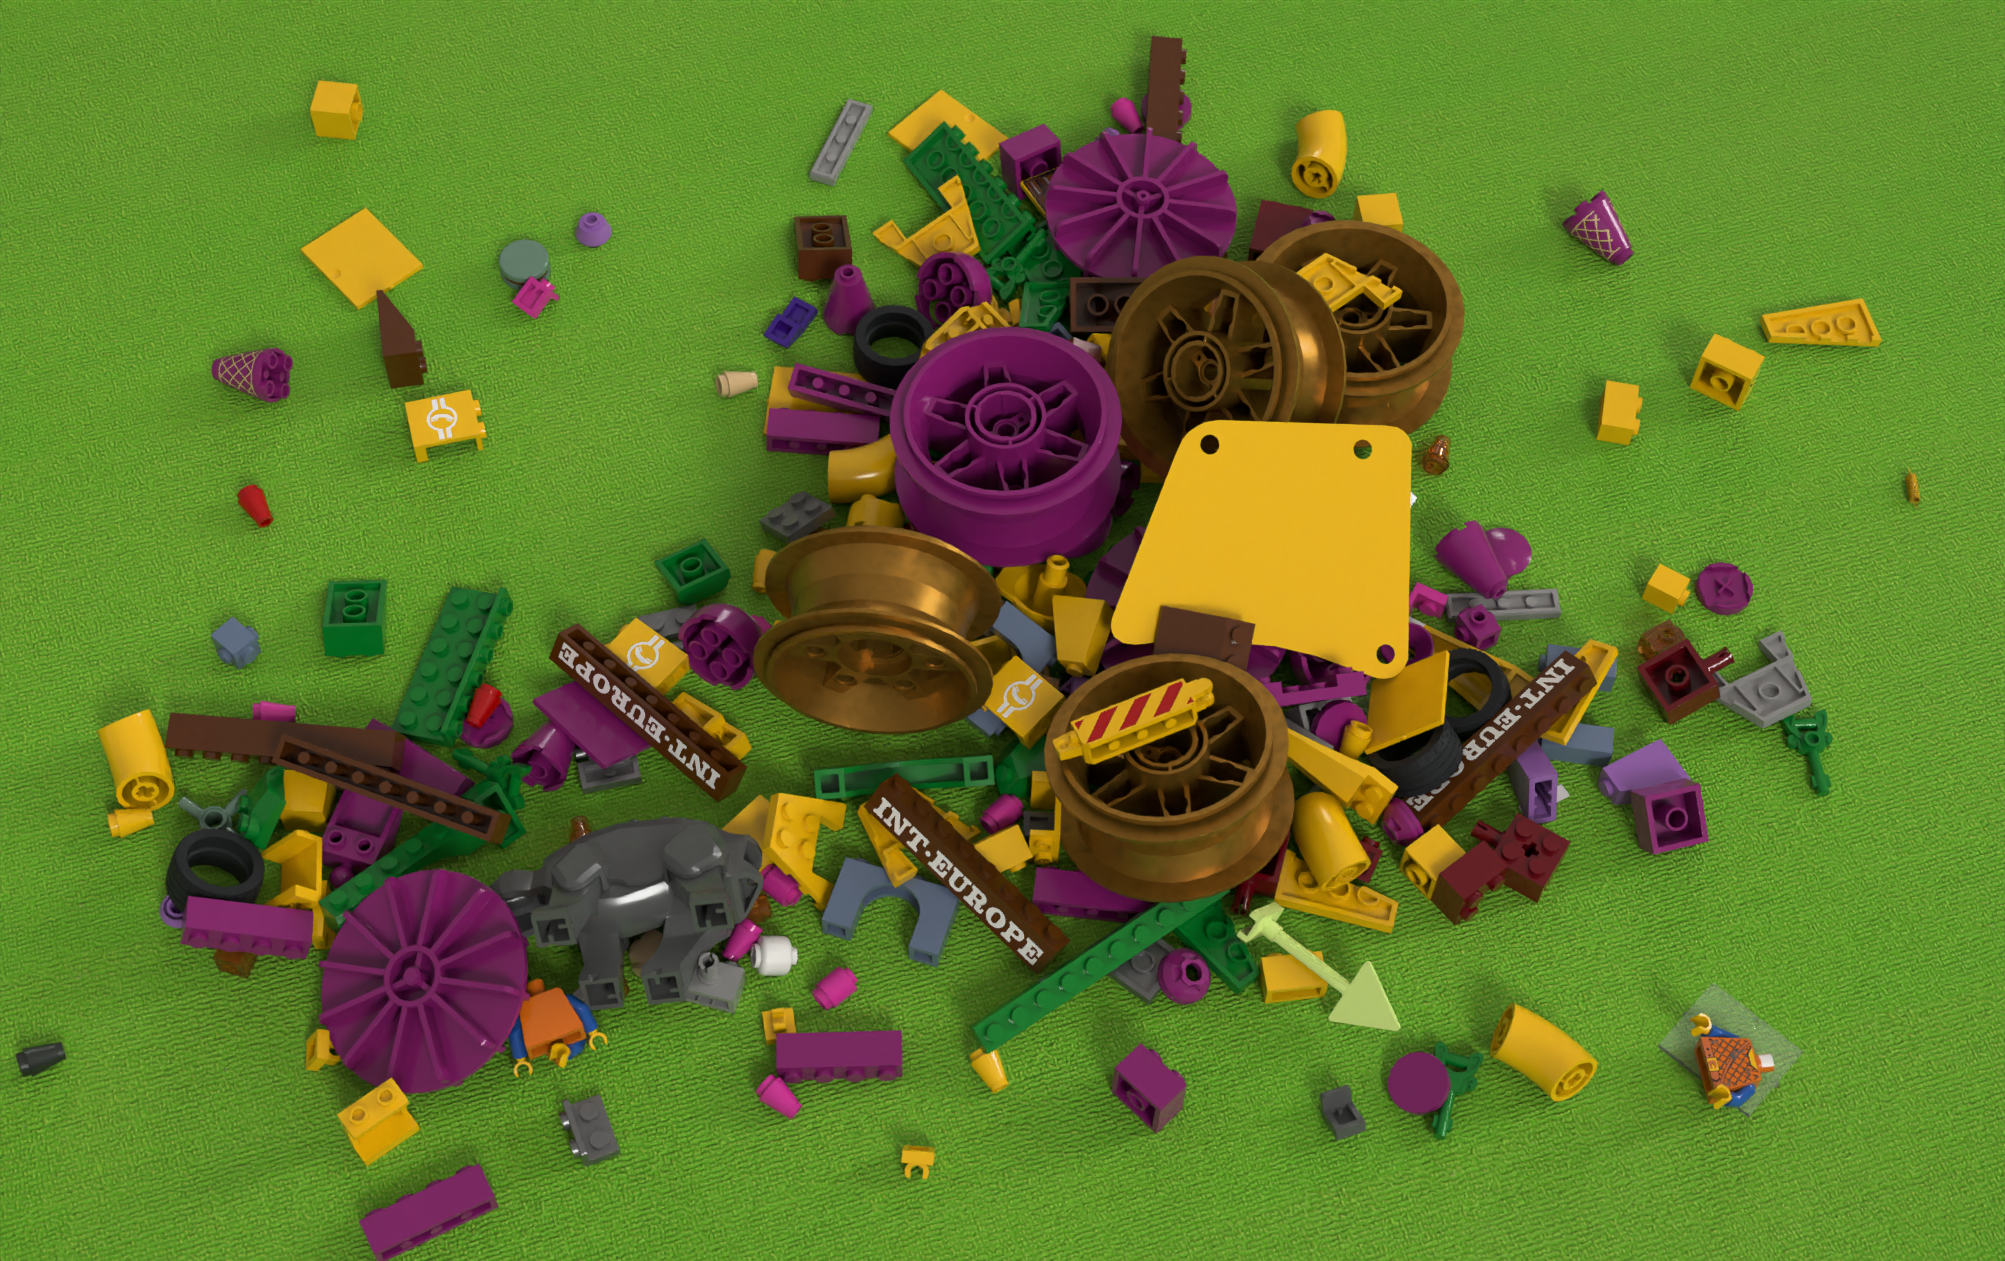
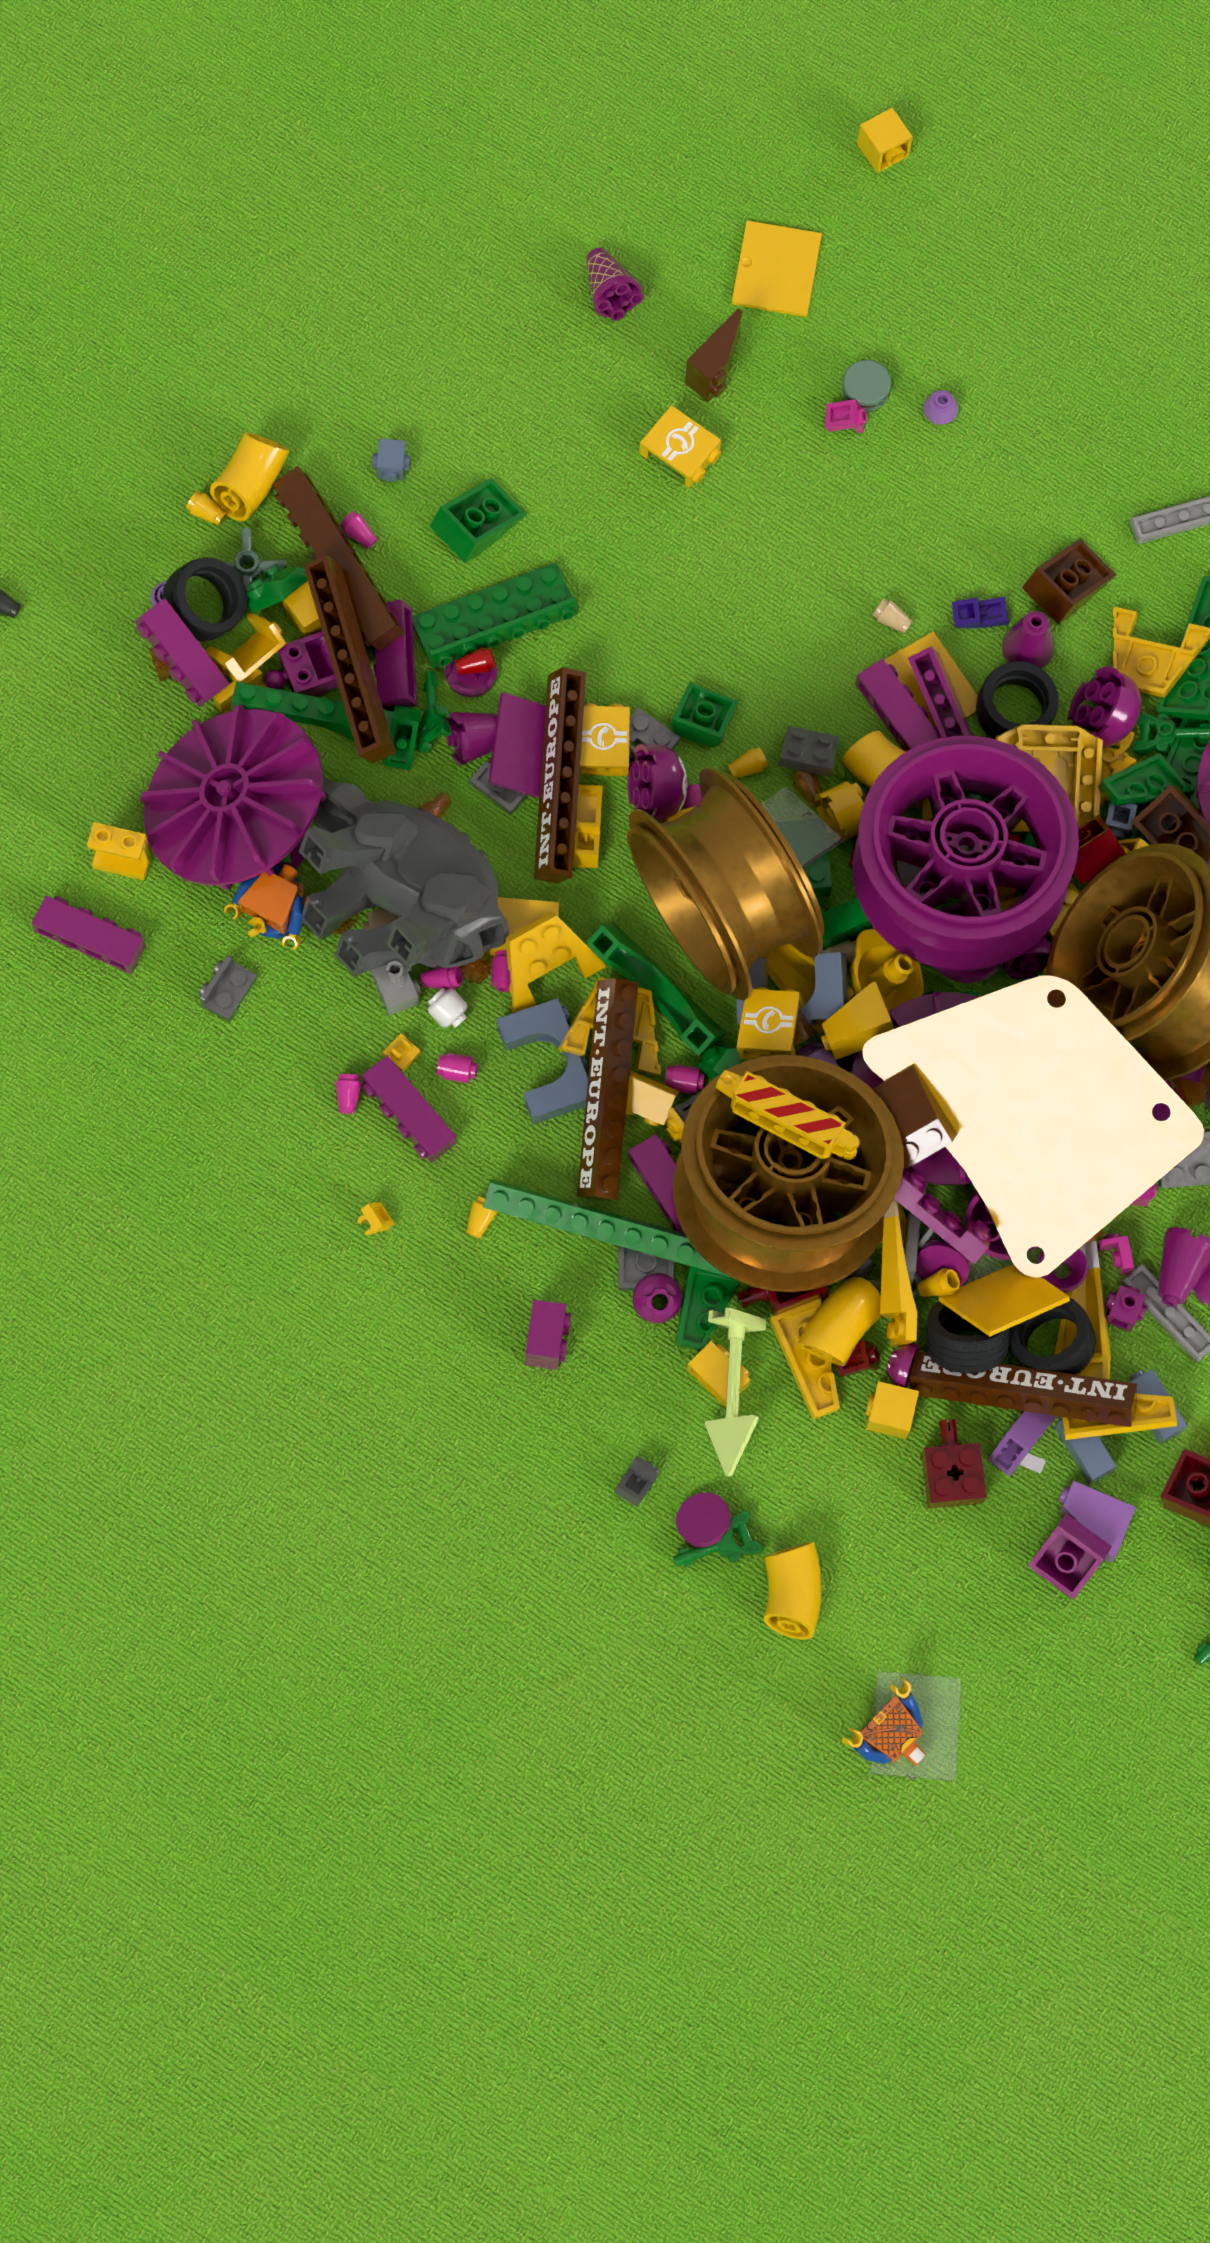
camera: 50 degrees right, 15 degrees up
(254, 503) = (509, 376): red cone -> none
(318, 1051) = (142, 771): yellow tile -> none
(1466, 881) = (892, 1444): dark red brick -> none

